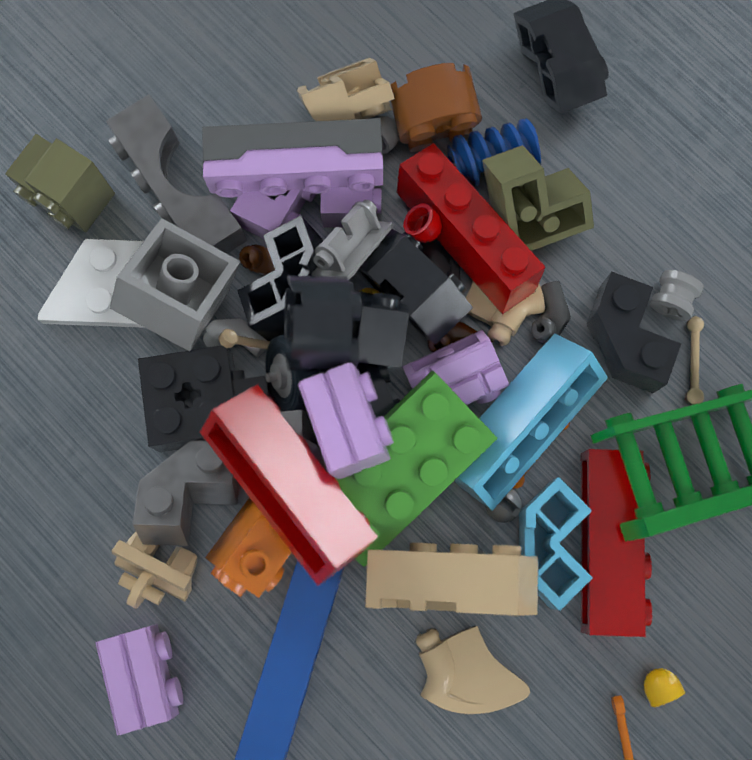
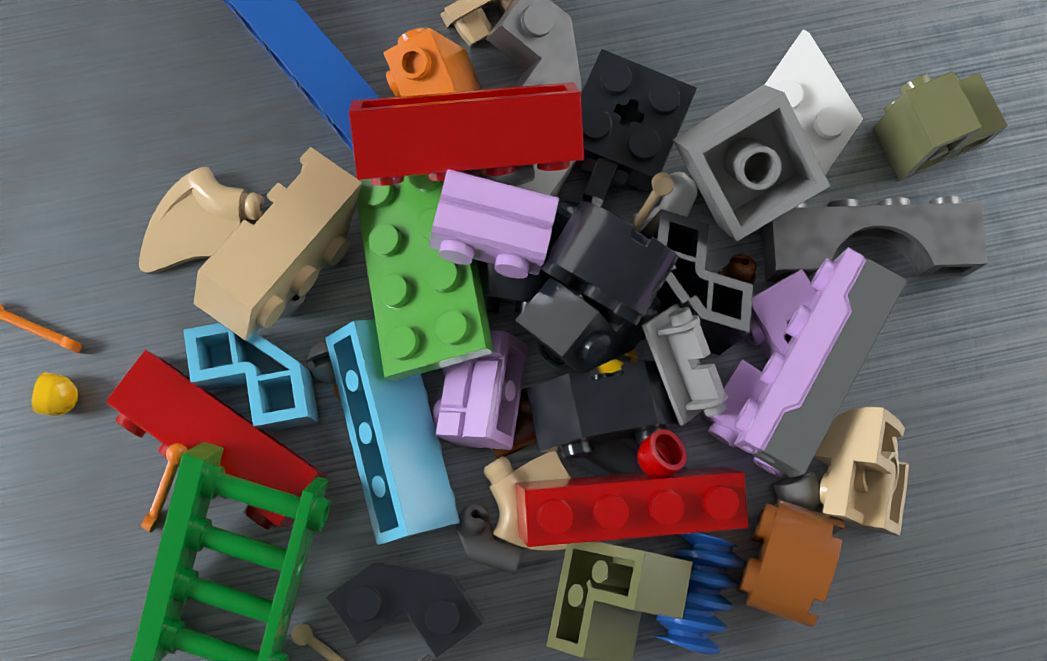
camera: 120 degrees right, 0 degrees up
(647, 554) = (155, 517): none -> orange hinge

